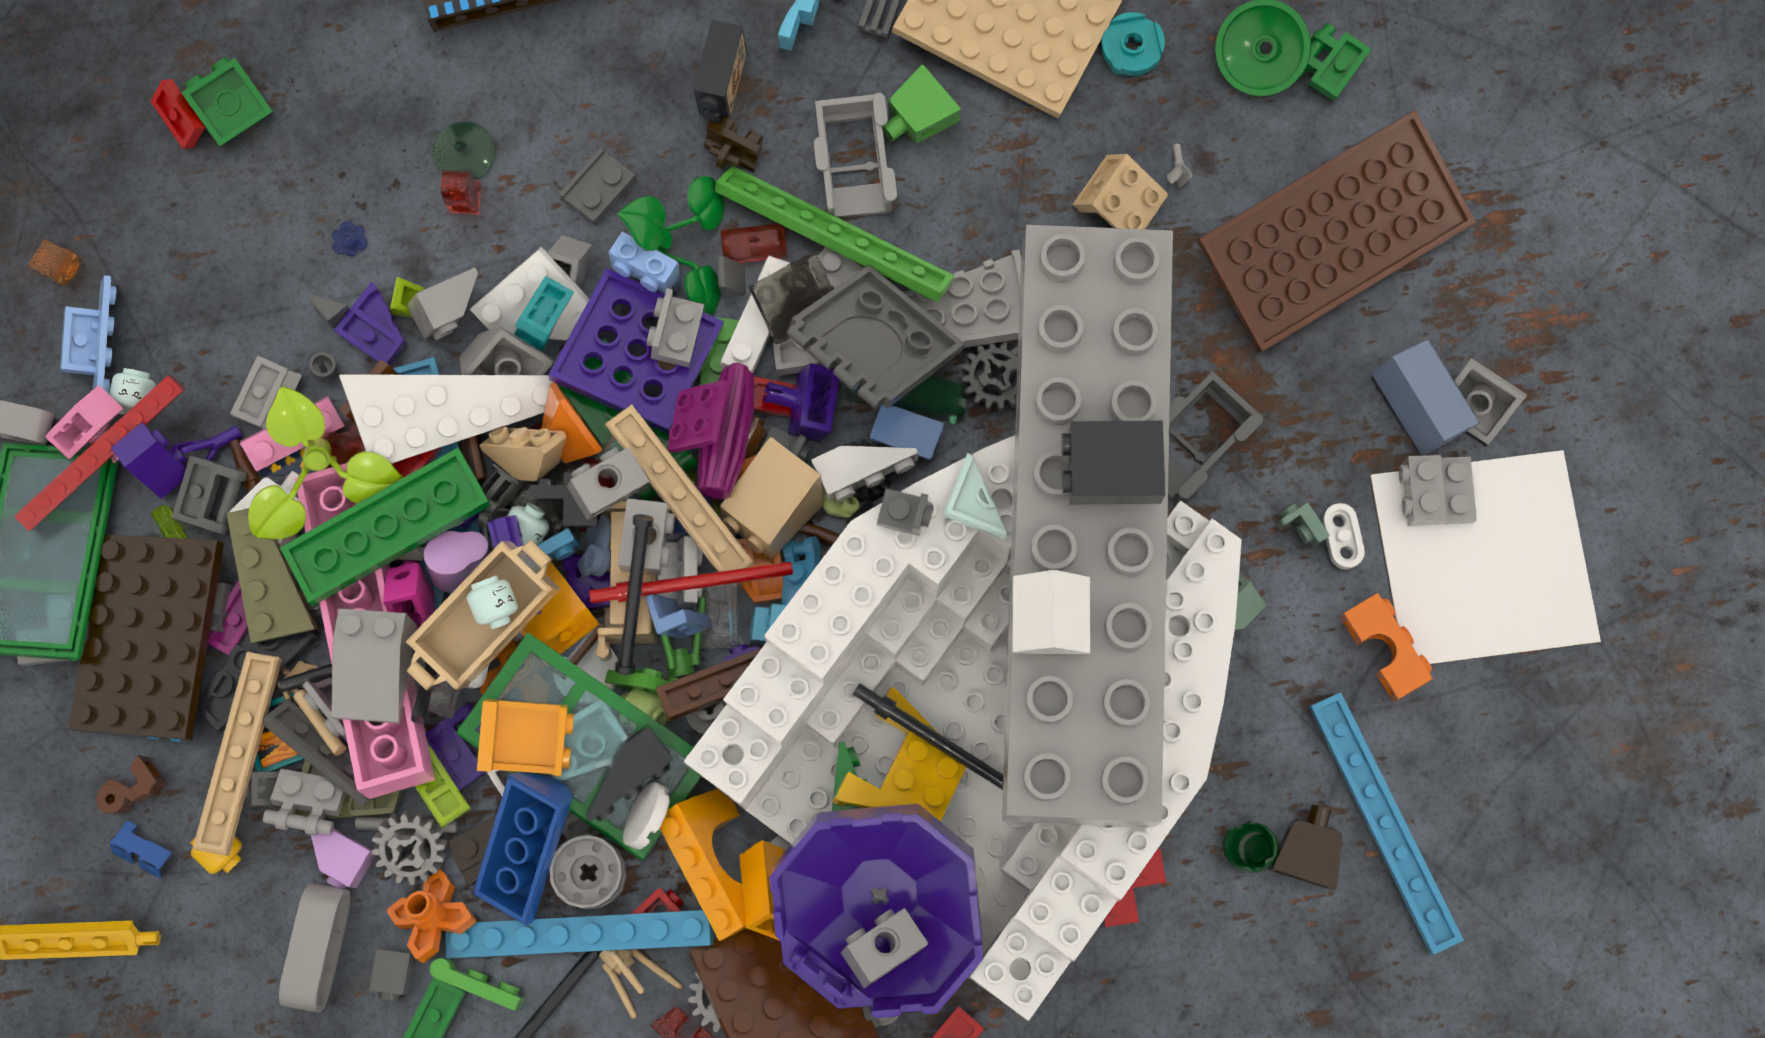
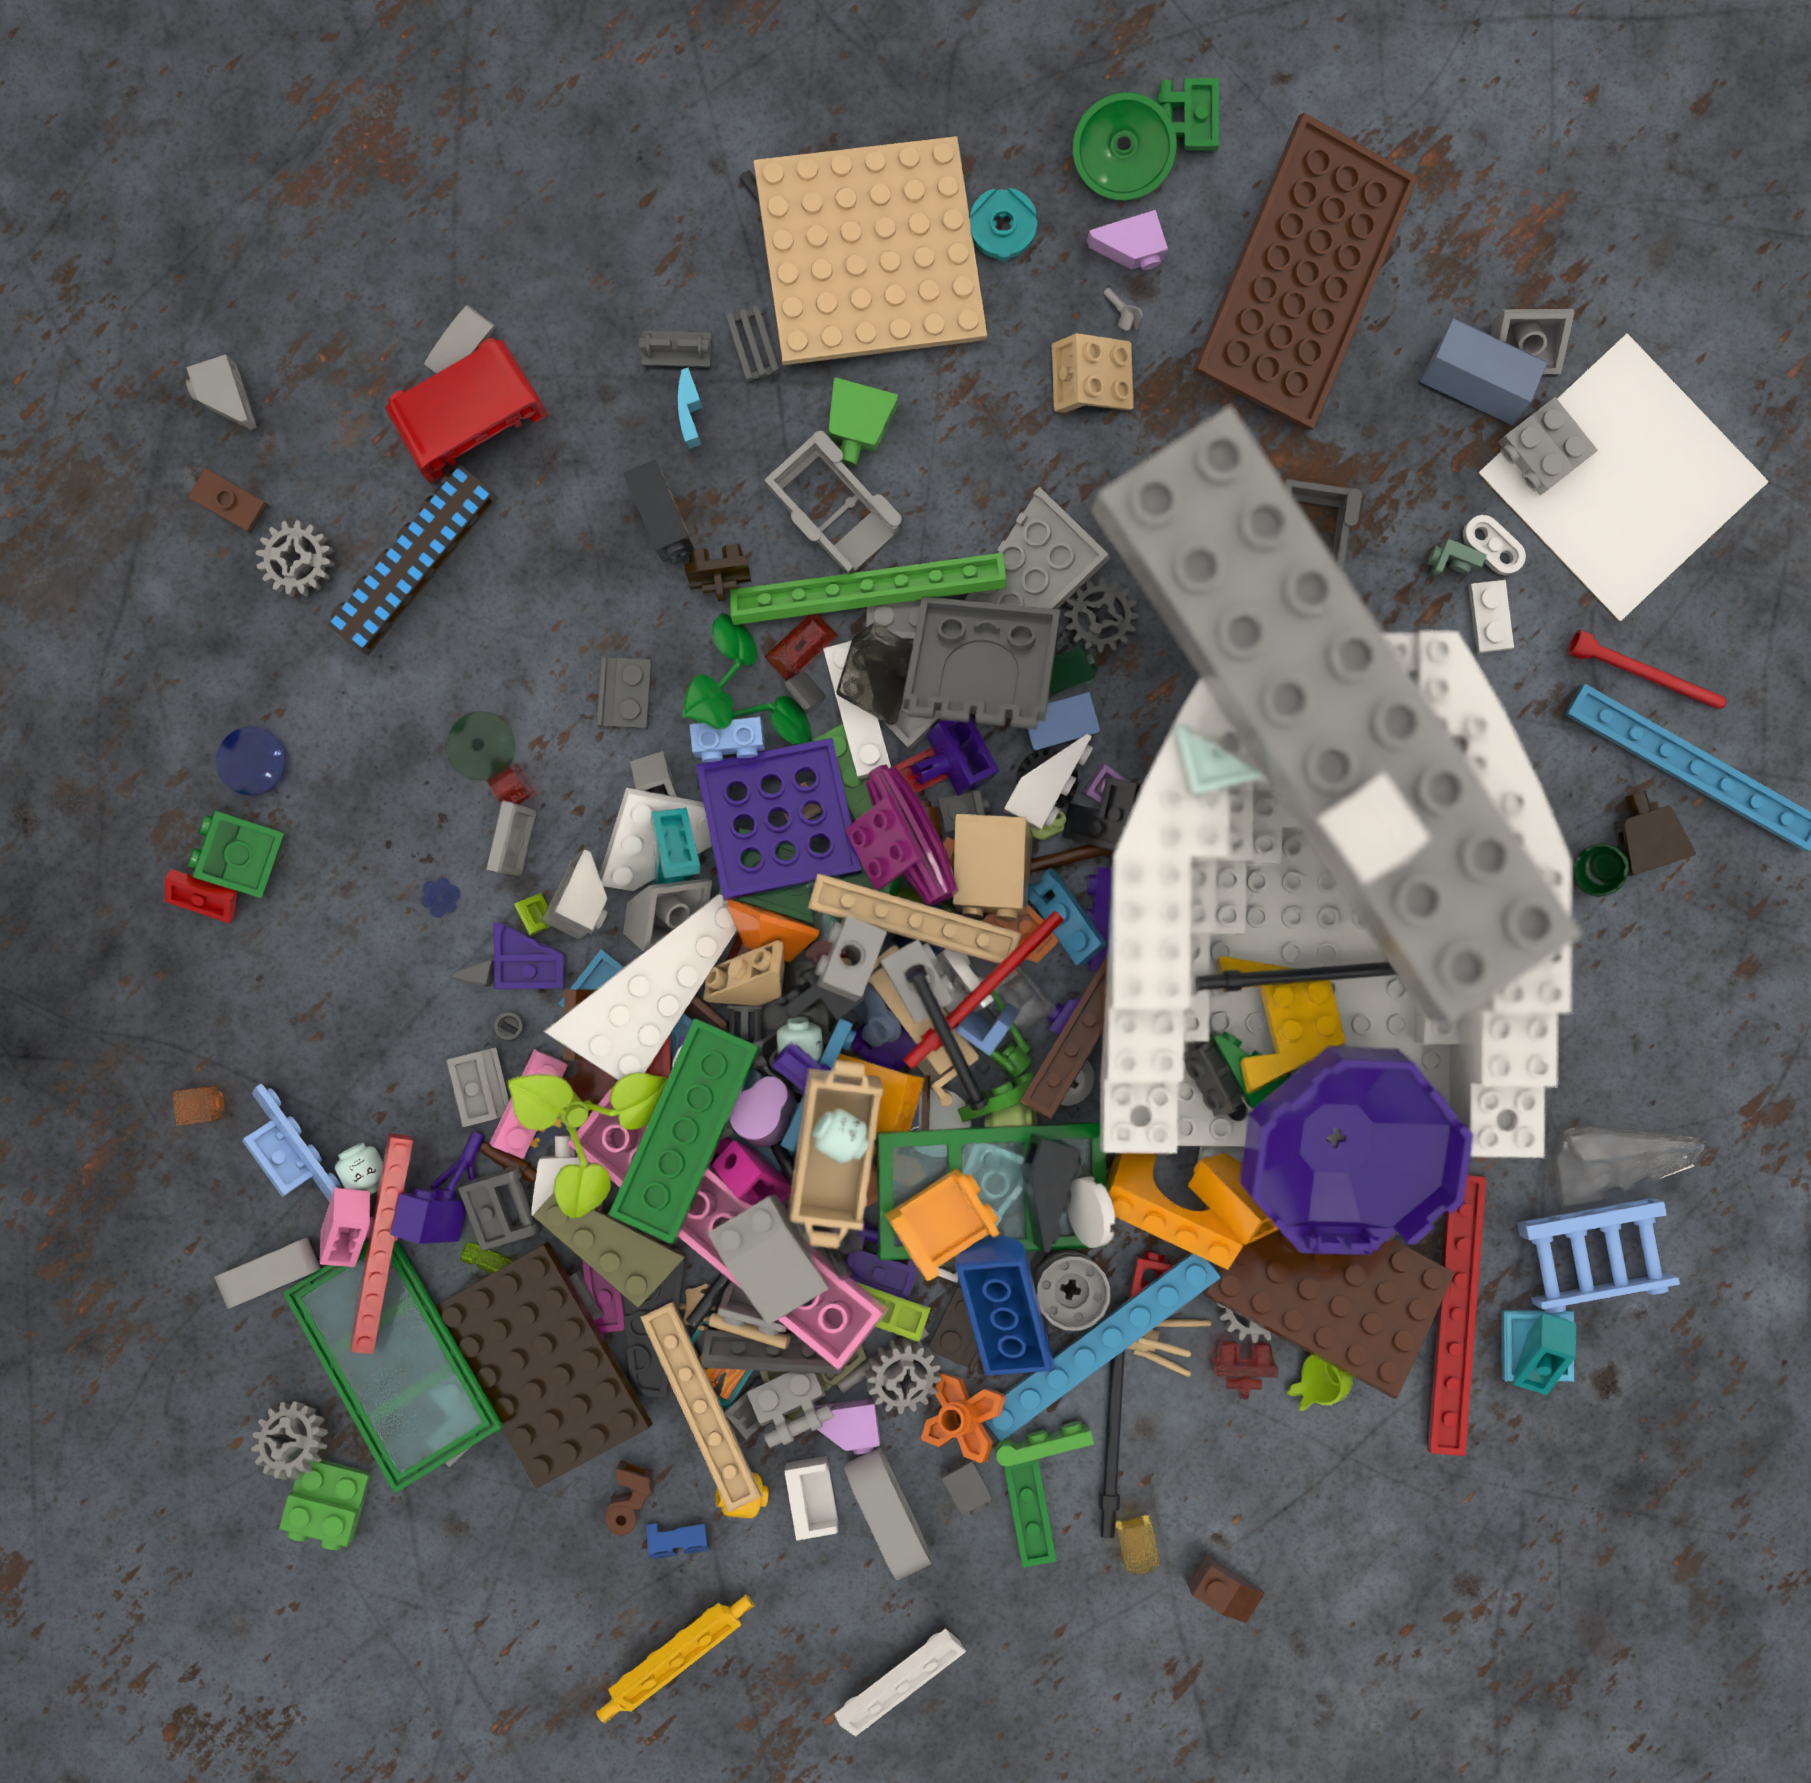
camera: 35 degrees left, 10 degrees up
(267, 892) = (811, 1498): none -> white panel
(291, 46) = (251, 761): none -> clear blue dish
(430, 228) = (511, 839): none -> light grey tile
(676, 329) = (801, 777): light grey bracket -> none
(762, 620) = (1065, 975): medium azure slope -> none
(817, 761) = (1218, 1093): none -> dark grey hinge
(867, 961) = (1391, 1165): light grey brick -> none
(904, 512) = (1160, 816): dark grey bracket -> none
(1114, 462) = (1337, 657): black brick -> none
(1219, 120) = (1131, 241): none -> lavender slope
(1303, 590) = (1491, 616): none -> white plate
(1363, 666) = (1585, 646): none -> red piece
(1375, 621) = (1625, 625): orange arch -> none

